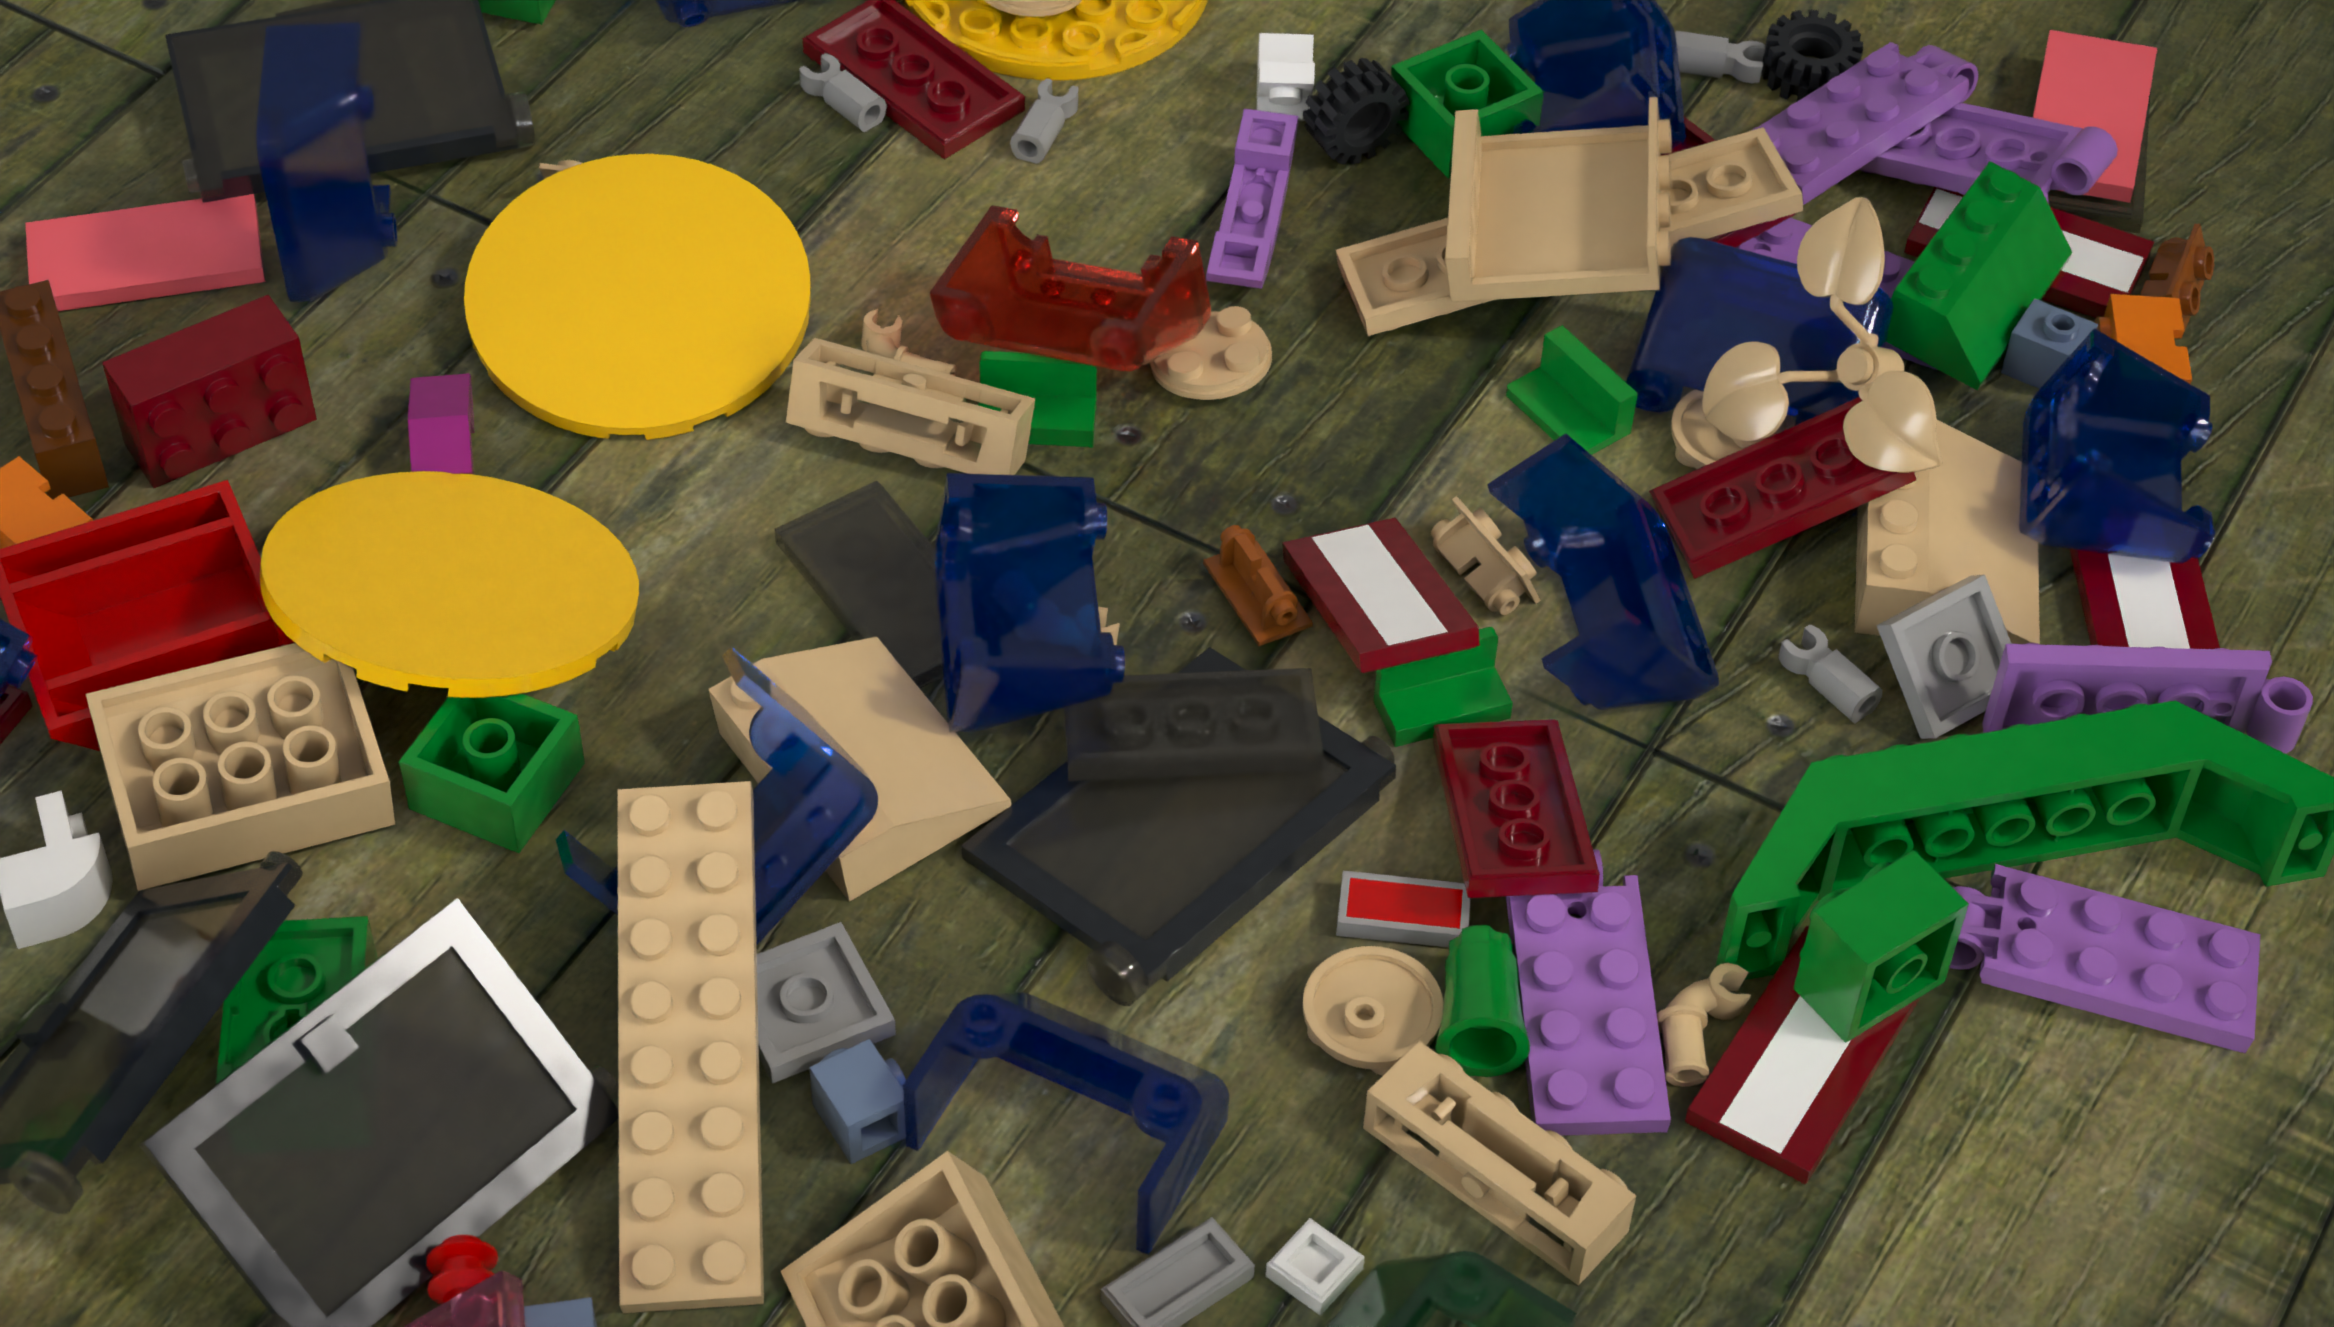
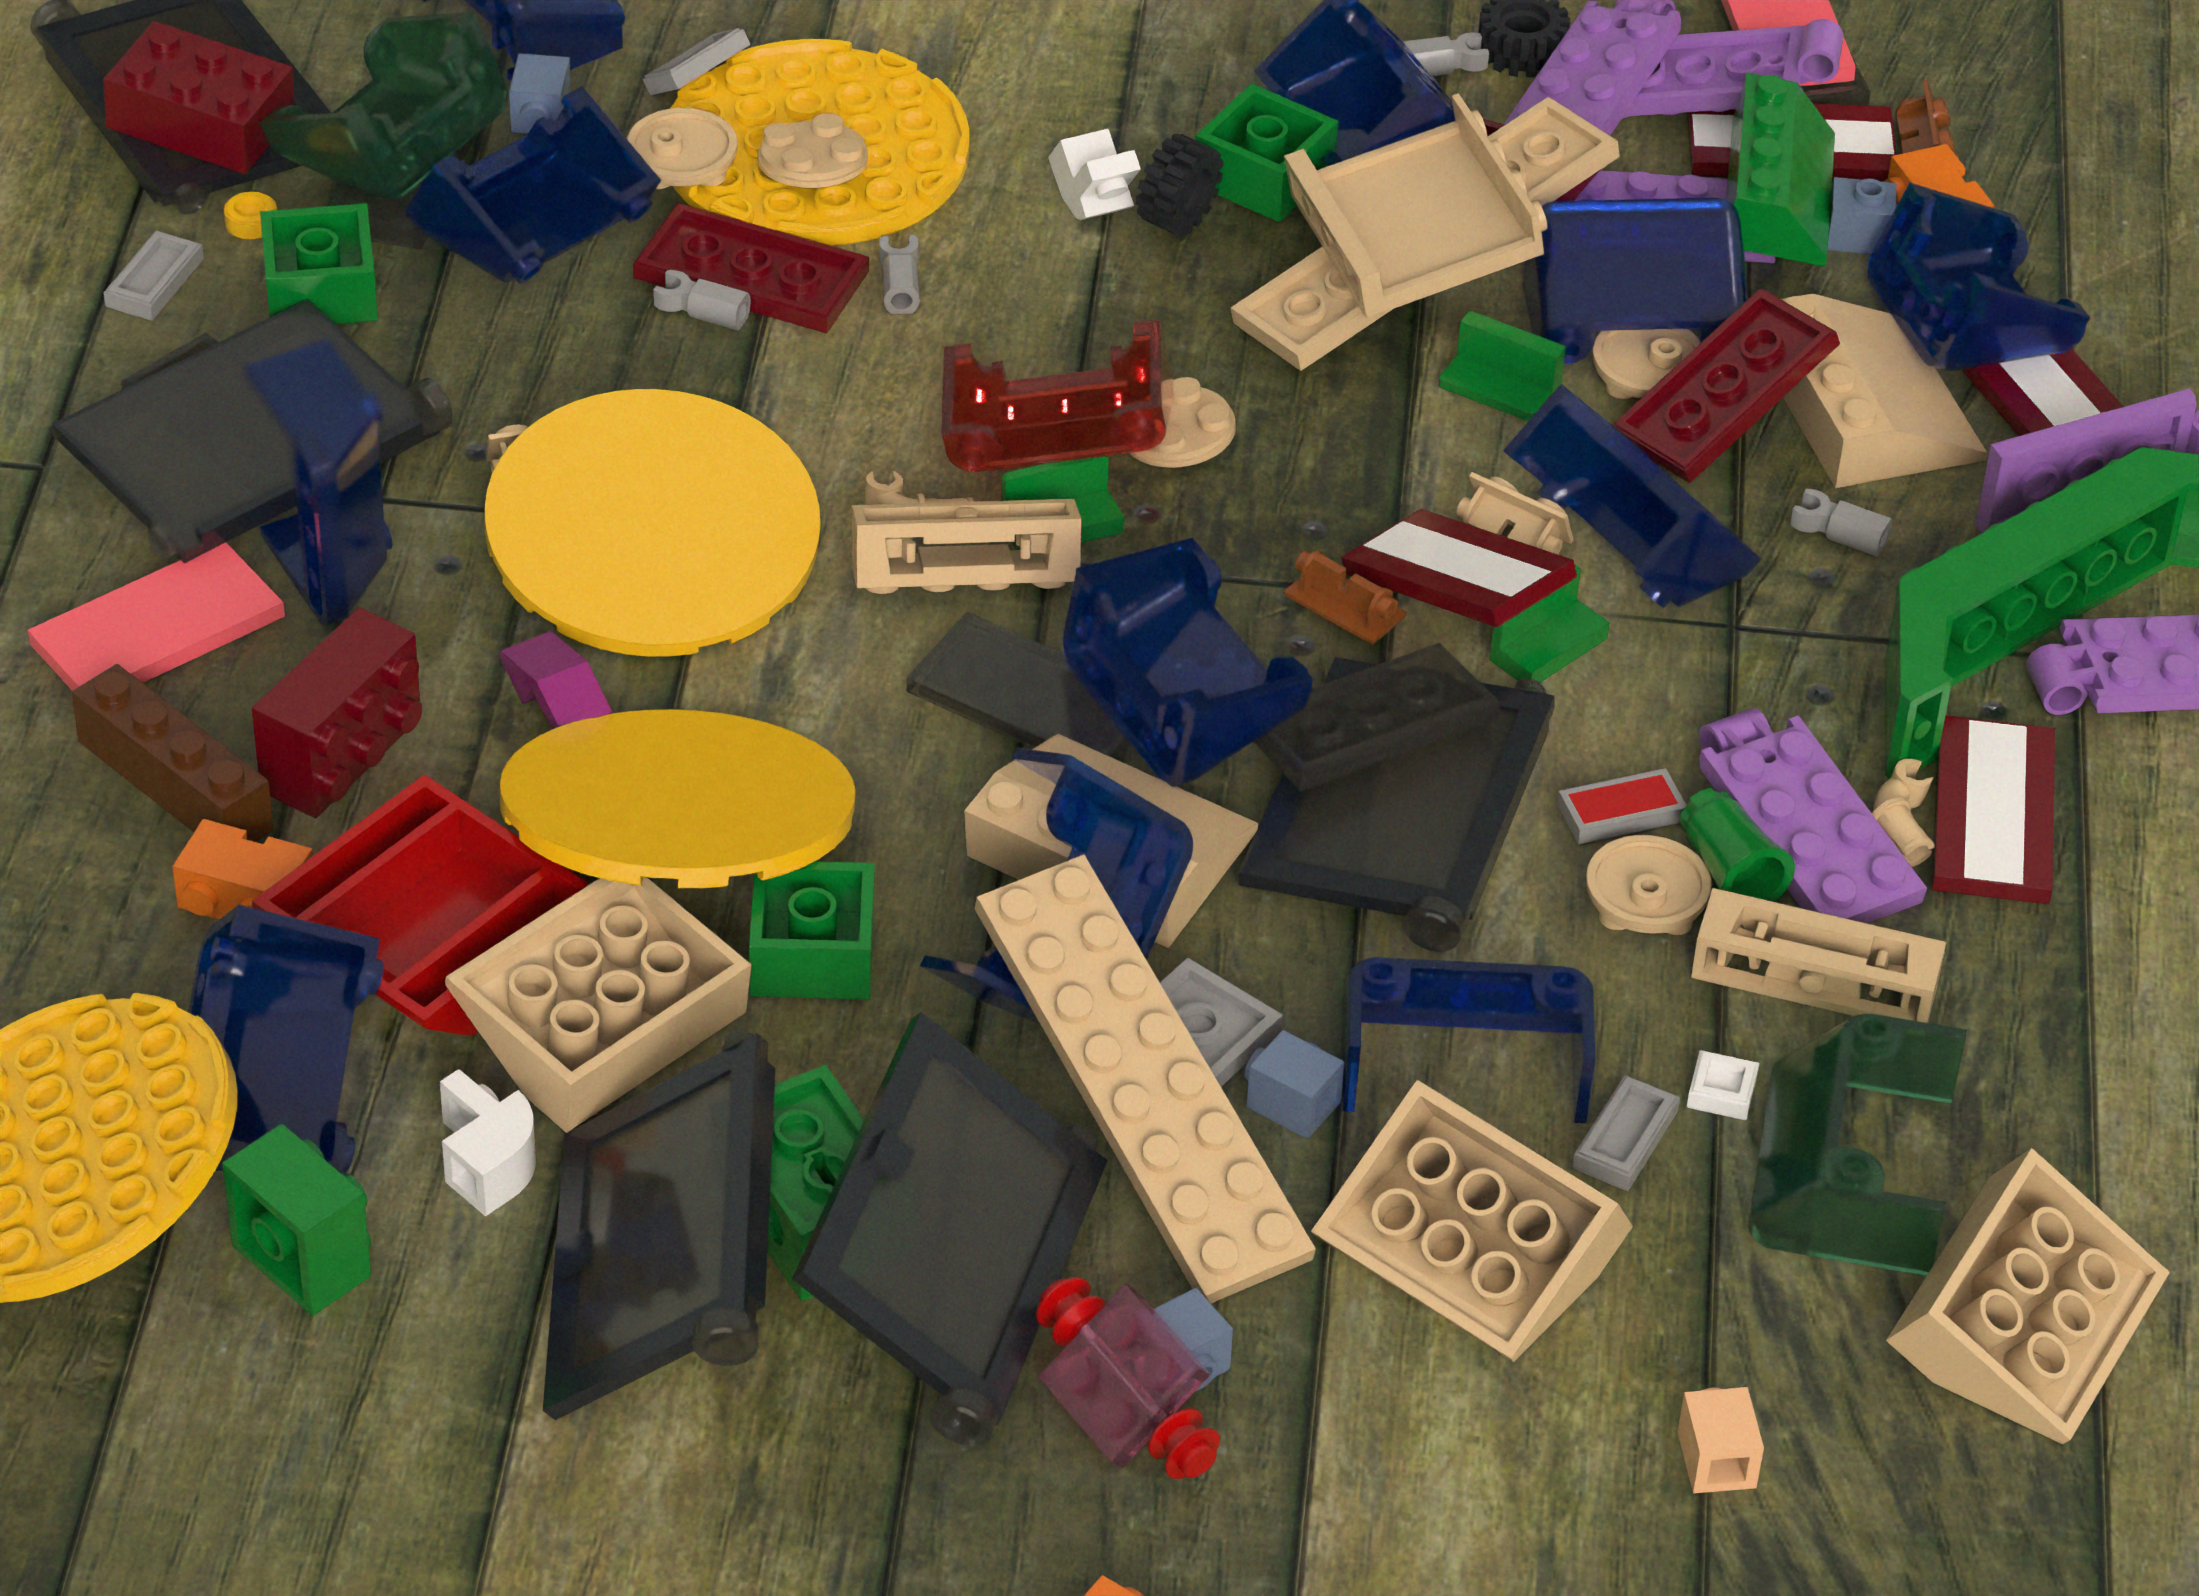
camera: 25 degrees left, 5 degrees down
(1254, 199) = (1126, 277): medium lavender slope -> none
(1514, 809) = (1668, 697): dark red tile -> none
(1879, 944) = (2020, 700): green brick -> none
(1897, 415) = (1808, 292): tan plant -> none
(1947, 654) = (1934, 475): light grey plate -> none

